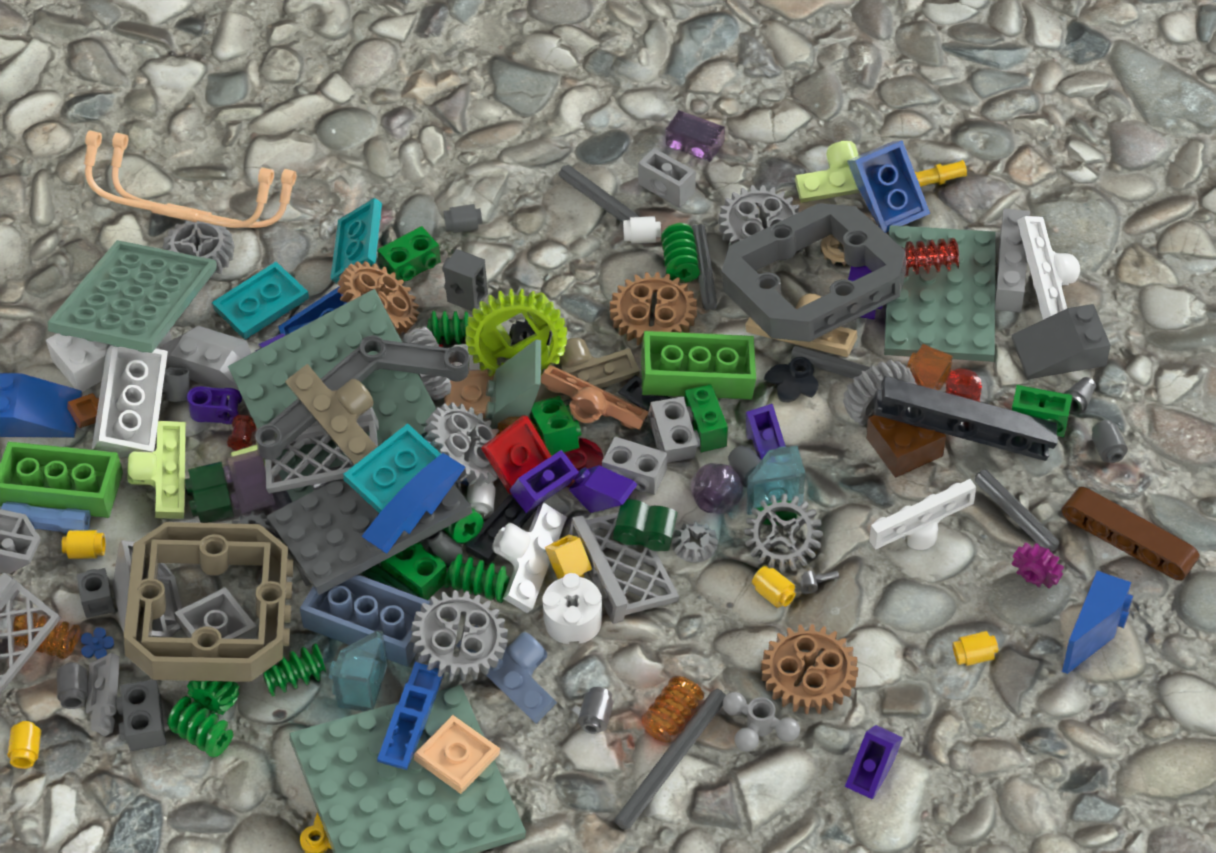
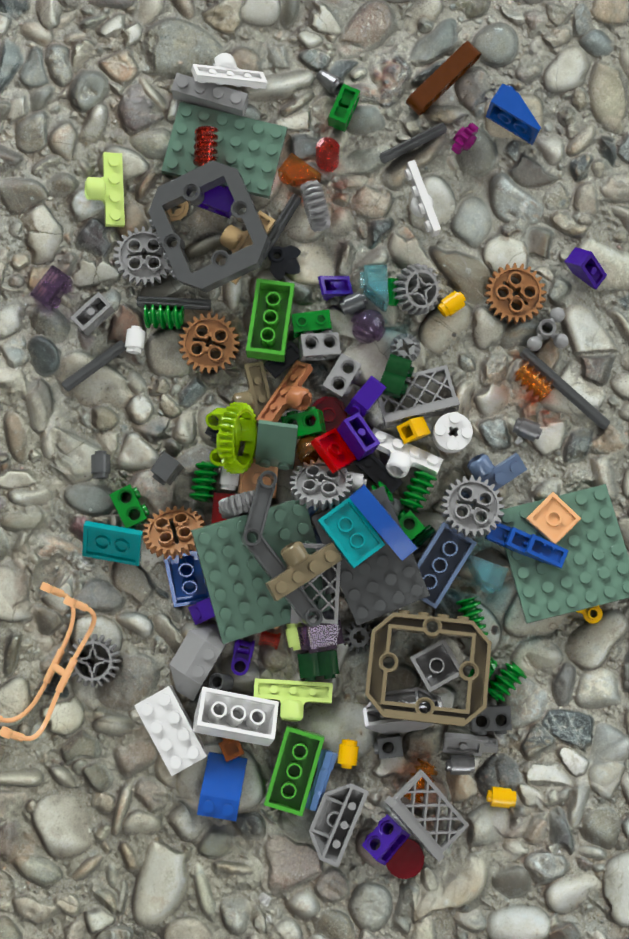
camera: 85 degrees left, 30 degrees up
(96, 645) = (425, 747): blue plant -> none
(132, 296) = (153, 709): sand green plate -> none
(260, 300) = (150, 618): teal plate -> none
(809, 580) = (448, 282): flat silver hand -> none
(889, 185) = (130, 162): blue slope -> none
(904, 445) = (348, 197): reddish brown brick -> none
(940, 173) = (120, 126): yellow pin -> none
(965, 418) = (351, 155): black piece -> none
(975, 648) = (514, 191): yellow brick -> none
(1063, 343) = (286, 81): dark grey slope -> none
(1109, 441) = (371, 72): dark grey brick -> none

